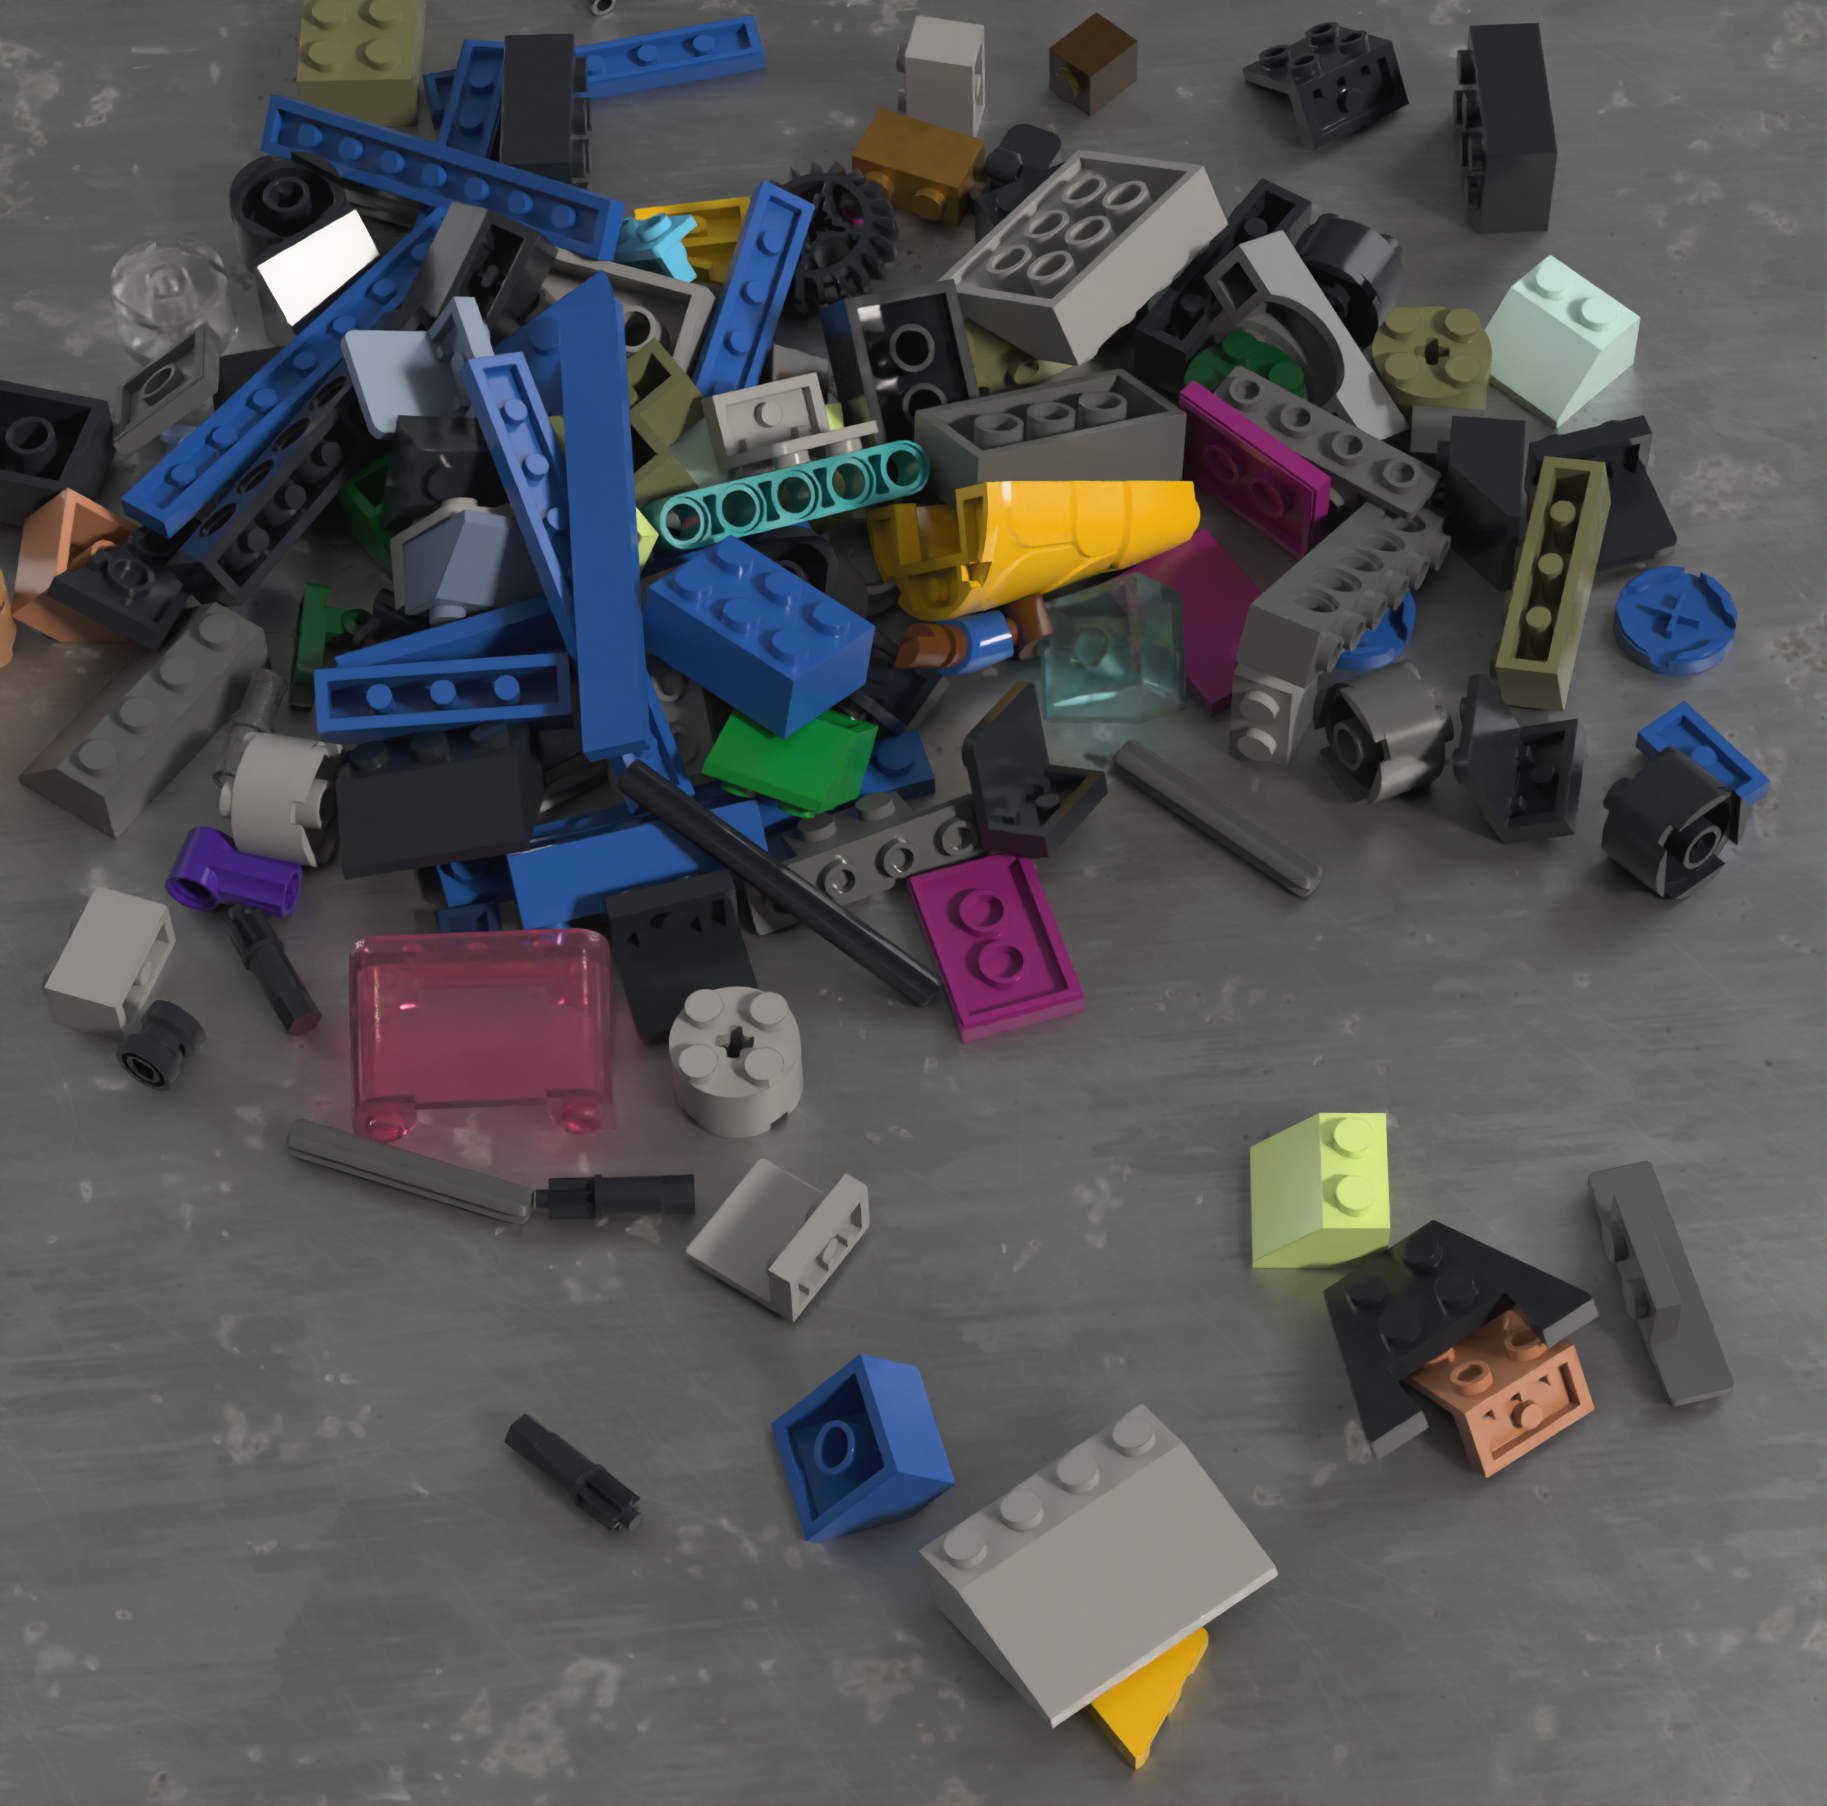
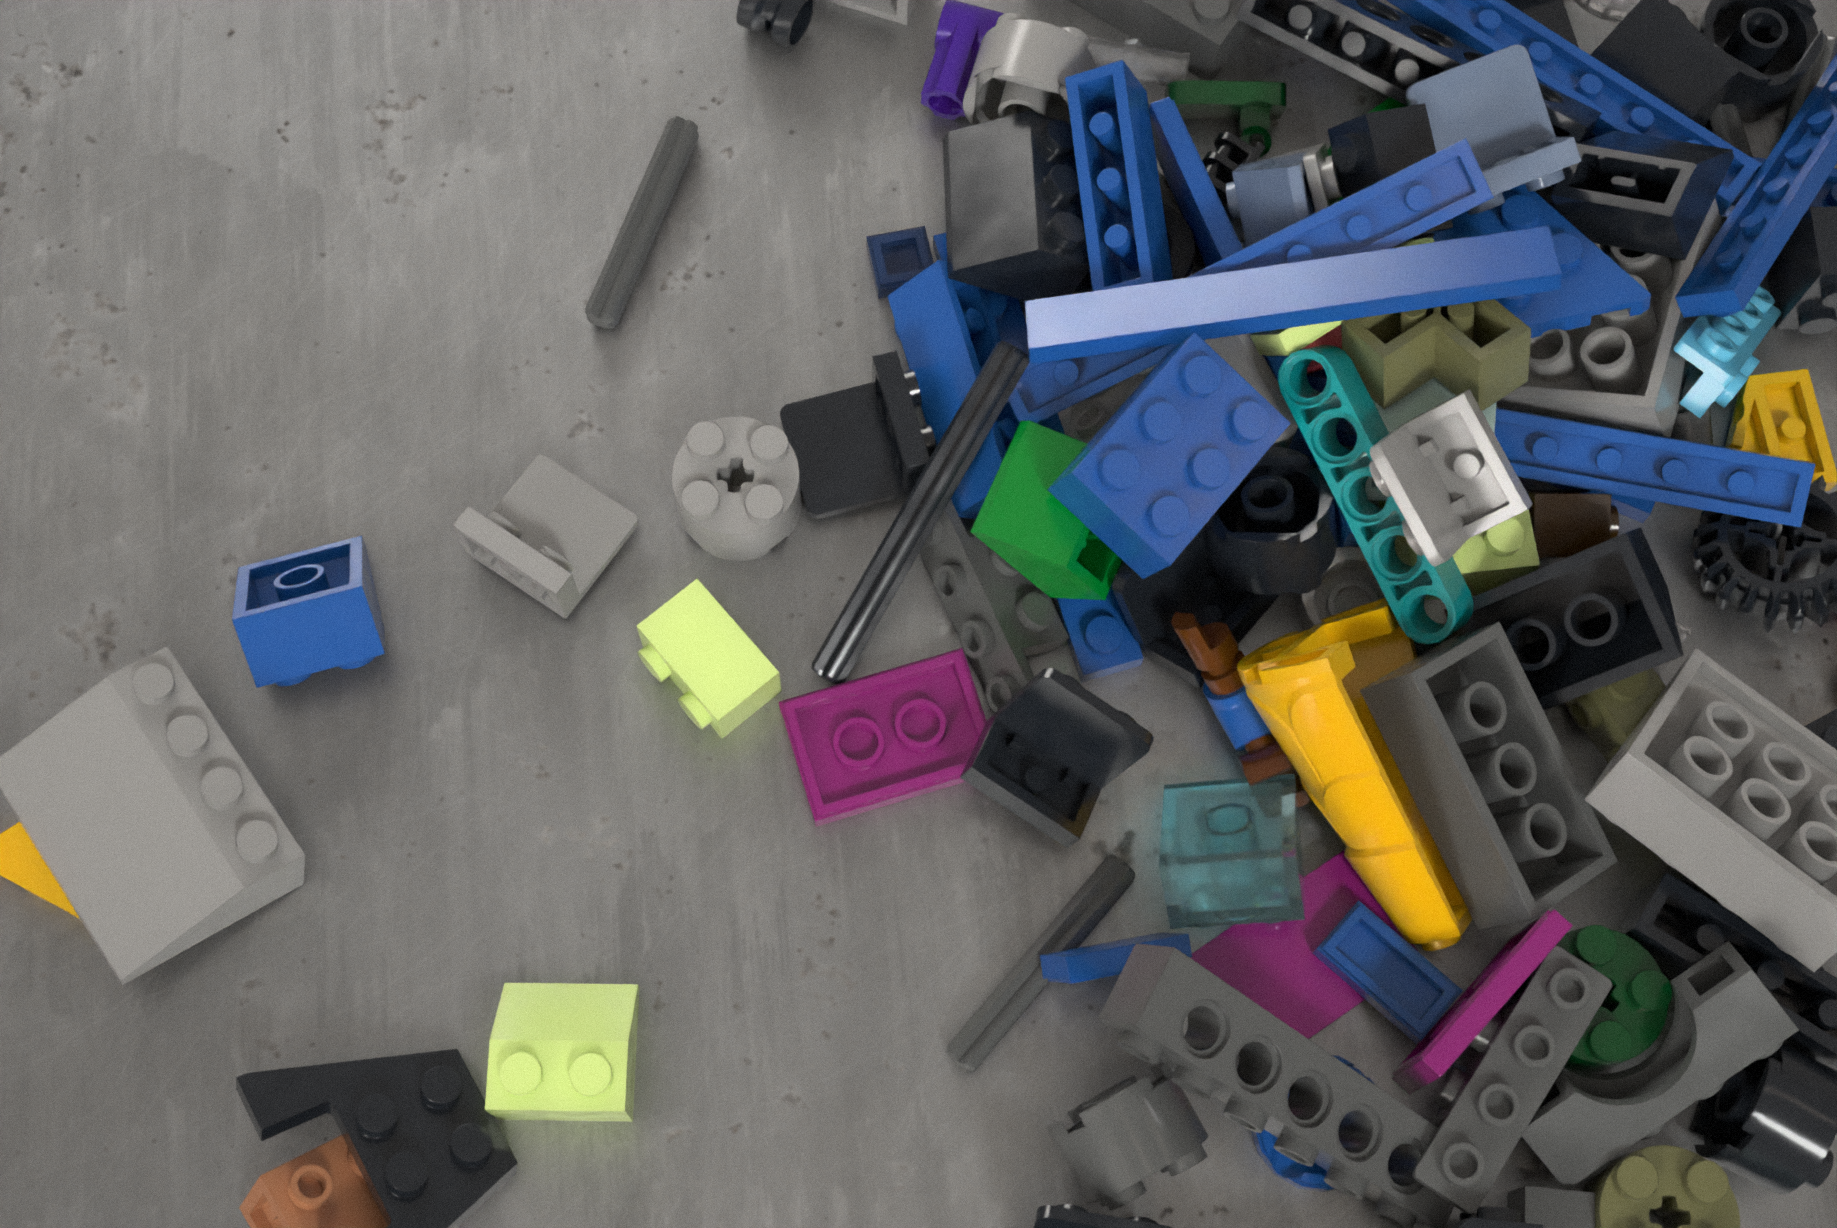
camera: 85 degrees right, 15 degrees up
(265, 957) = (863, 96): black piece -> none
(482, 1027) = (760, 269): clear pink windscreen -> none
(581, 1479) = (316, 368): black piece -> none
(617, 1196) = (604, 395): black piece -> none
(920, 1086) = (707, 659): none -> yellowish green brick
(1217, 745) = (1104, 958): none -> blue tile
(1220, 550) = (1387, 972): none -> blue tile

